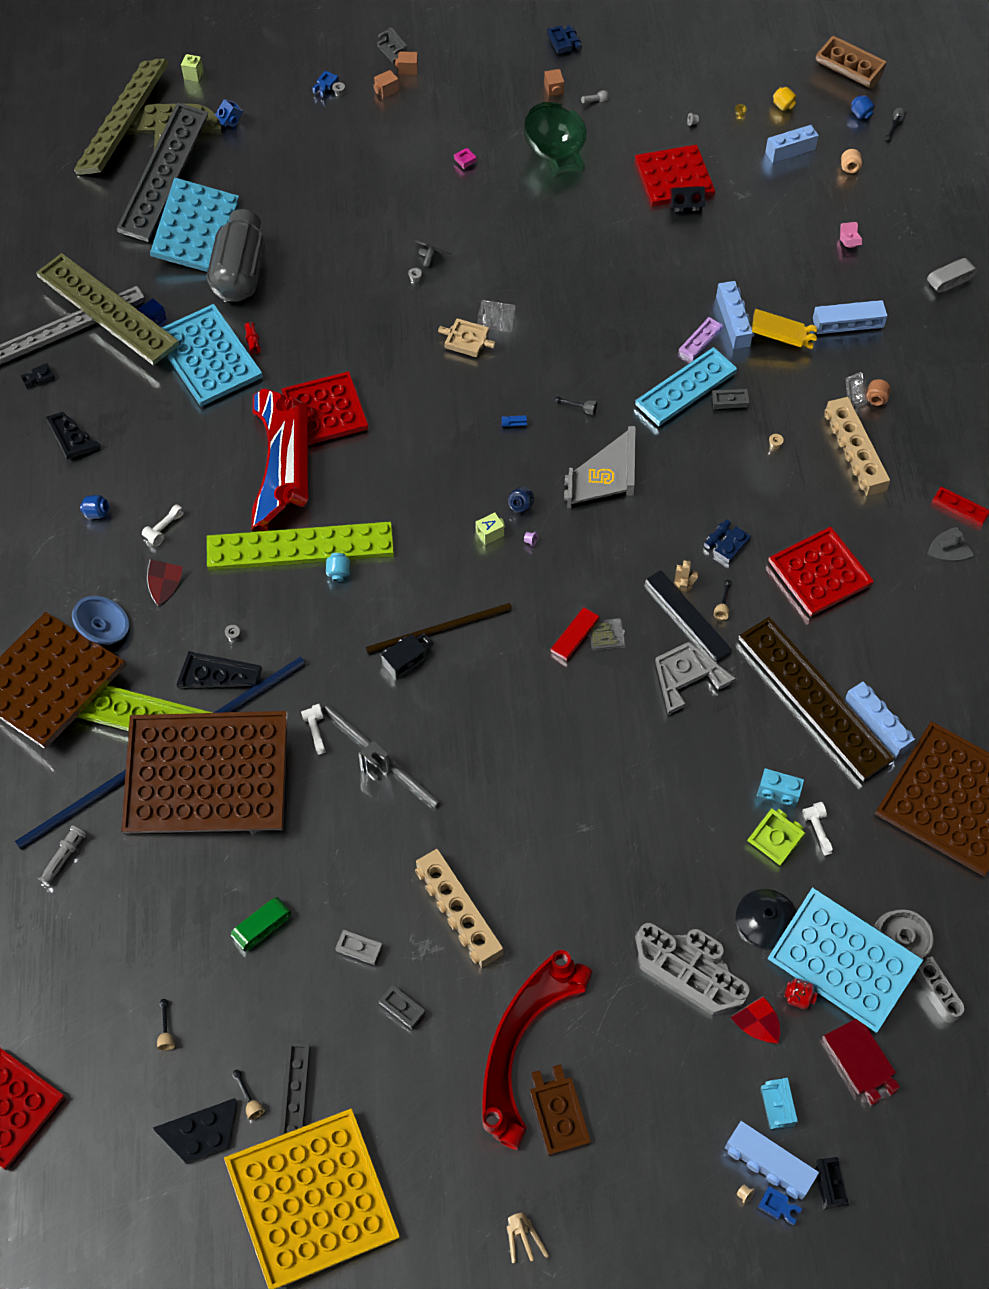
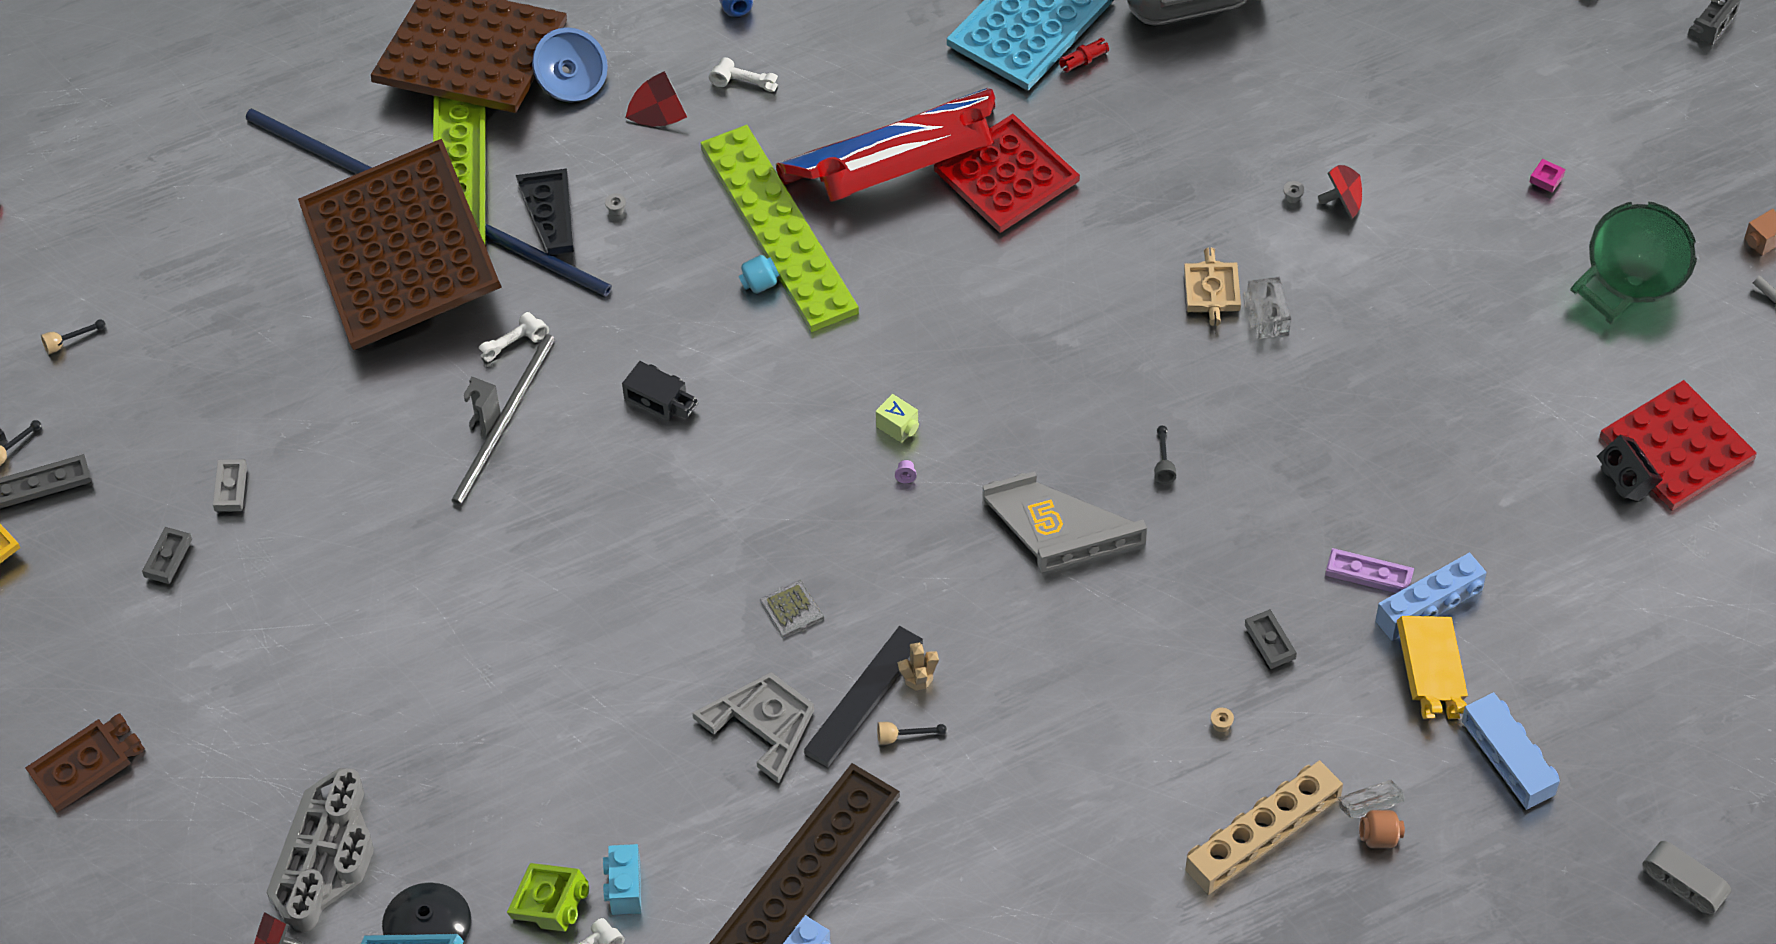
camera: 70 degrees right, 5 degrees down
(67, 847) = (261, 157): light grey pin -> none
(261, 923) = (227, 377): green beam -> none
(386, 84) = (1631, 35): nougat brick -> none
(407, 63) = (1690, 45): nougat brick -> none
(435, 863) = (312, 583): tan brick -> none
(442, 627) = (722, 420): dark brown piece -> none
(513, 421) = (1095, 389): blue piece -> none
(521, 499) = (958, 436): dark blue head -> none
(541, 991) = (112, 674): red panel -> none
(575, 634) = (773, 570): red tile -> none
(686, 386) = (1265, 576): medium azure plate -> none
(731, 545) = (1009, 715): dark blue plate -> none
(820, 571) = (1012, 839): red plate -> none
(849, 234) = (1686, 712): bright pink bracket -> none

